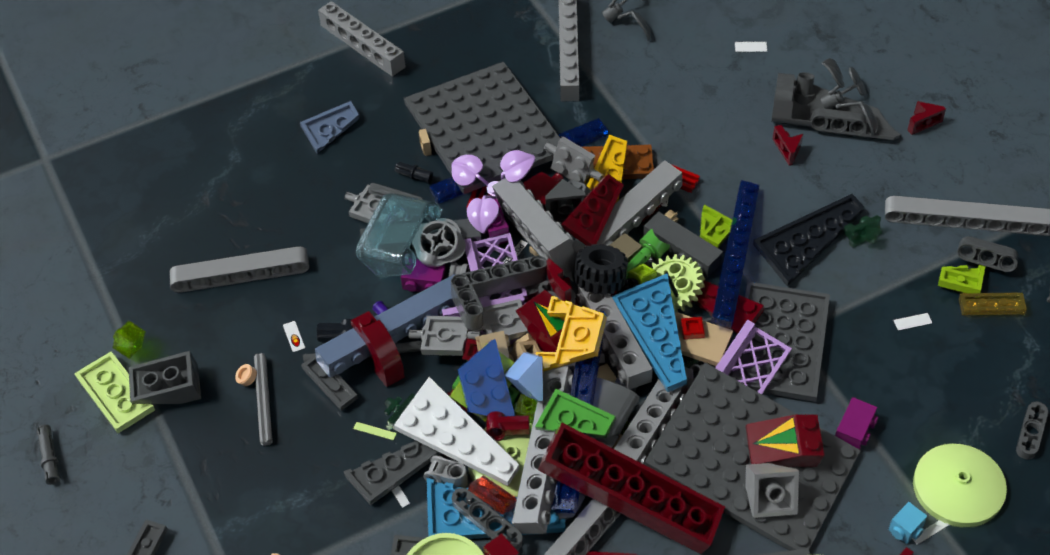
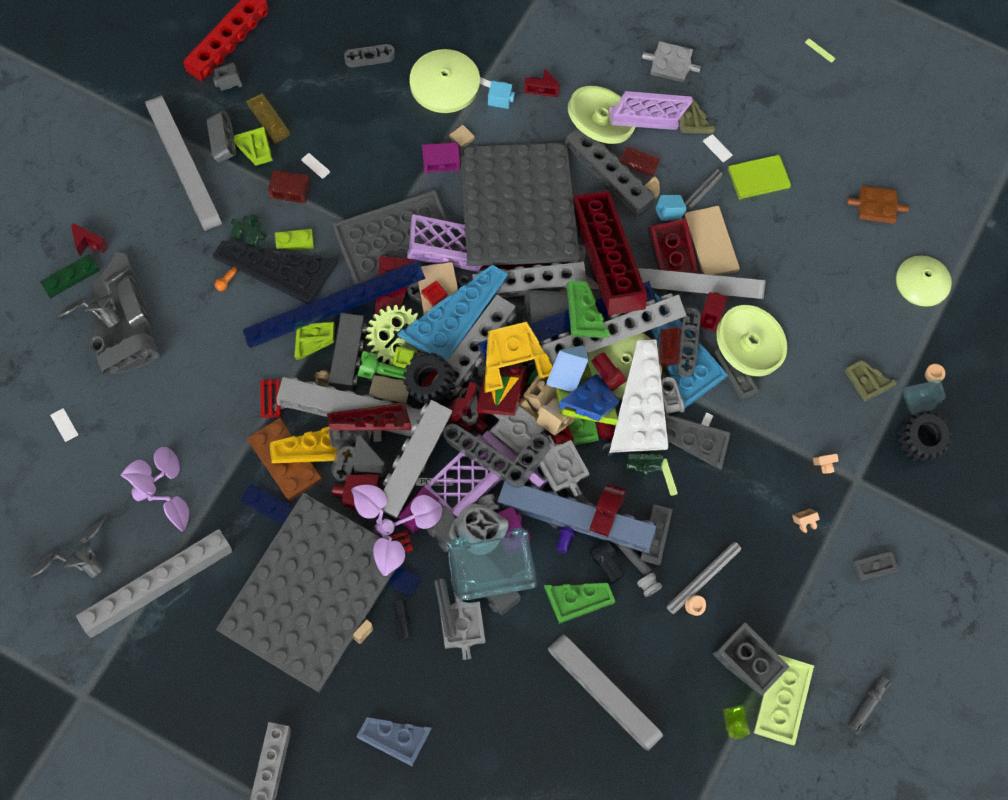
camera: 130 degrees left, 15 degrees up
(239, 513) = (806, 517): none -> light nougat tile
(292, 350) = (649, 584): none -> light grey wheel
(293, 336) = (631, 601): white sticker -> none
(326, 293) = (577, 600): none -> bright green wing
(573, 161) = (319, 476): light grey plate -> none
(650, 36) = (139, 475): none -> lavender plant
(772, 490) = (542, 172): light grey slope -> none
(786, 441) = (498, 180): dark red slope -> none
(787, 145) = (185, 326): dark red slope -> none
(819, 192) = (222, 283): none -> orange piece
(832, 264) = (294, 240): none -> lime plate
(873, 461) = (462, 136): none -> tan tile
(895, 98) = (69, 276): none -> dark green plate
(895, 282) = (289, 186): none -> clear red brick

